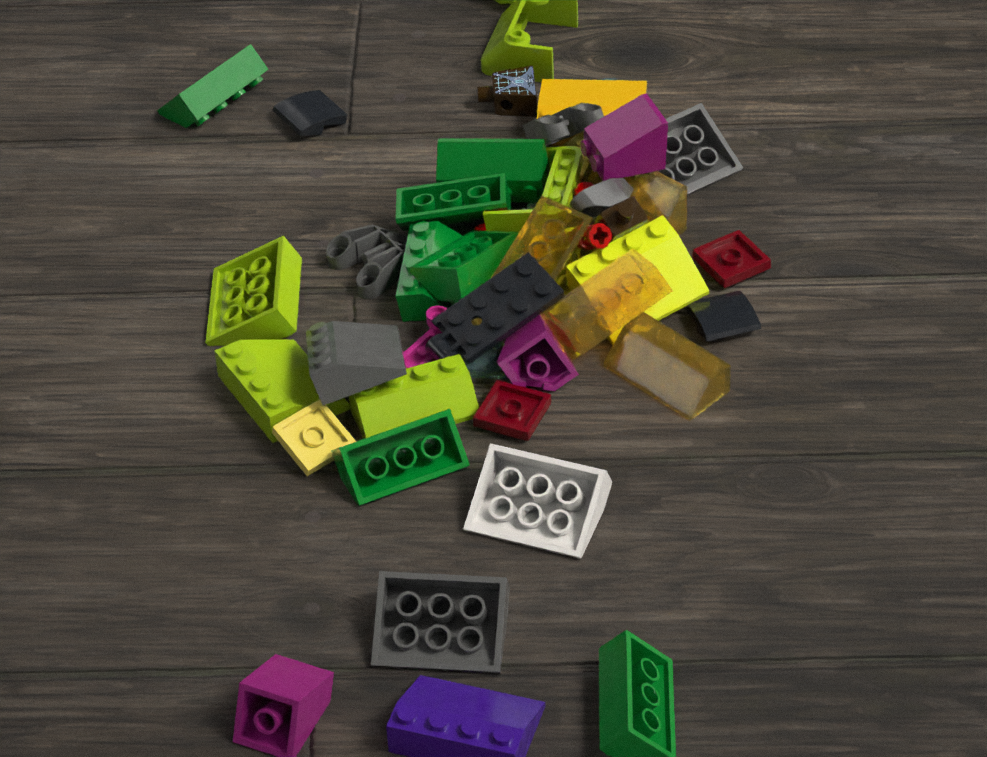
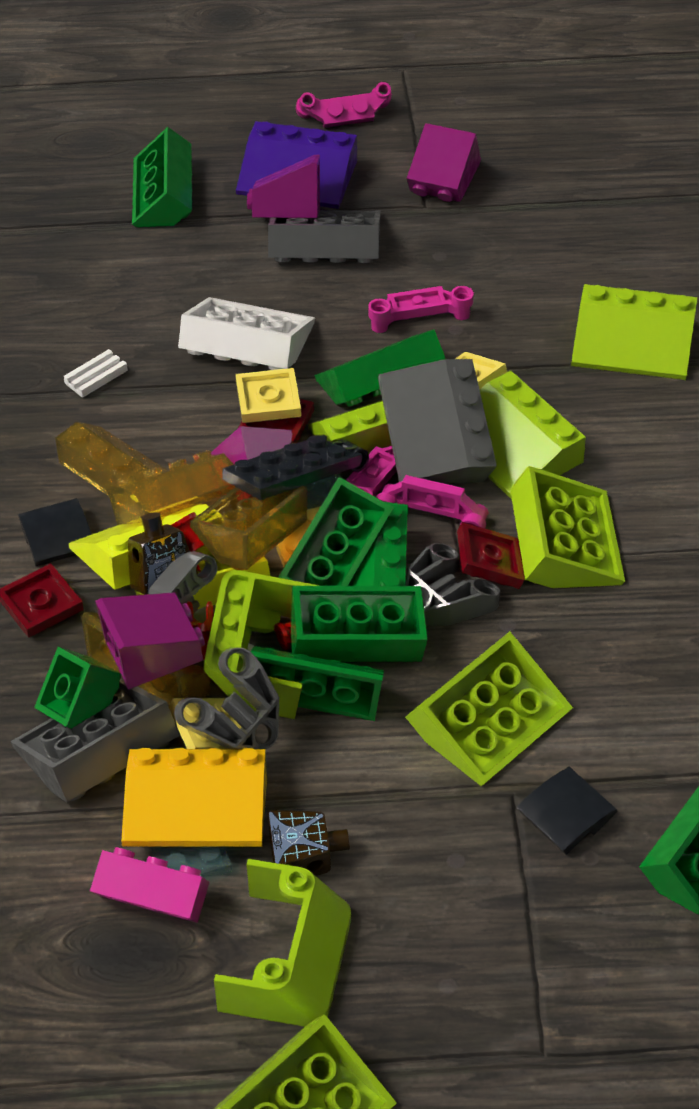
camera: 175 degrees right, 5 degrees up
(123, 491) = (634, 331): none -> lime slope
(328, 271) = (490, 555): none -> dark red plate
(347, 530) = (418, 304): none -> dark pink plate
(358, 171) = (490, 710): none -> lime slope
(361, 311) = (435, 498): none -> dark pink plate
(482, 645) = (288, 192): none -> magenta slope
(518, 408) = (268, 395): none -> light yellow plate
(625, 64) = (150, 884): none -> dark pink brick
(691, 170) = (76, 688): none -> green slope
(696, 470) = (93, 371): none -> white tile

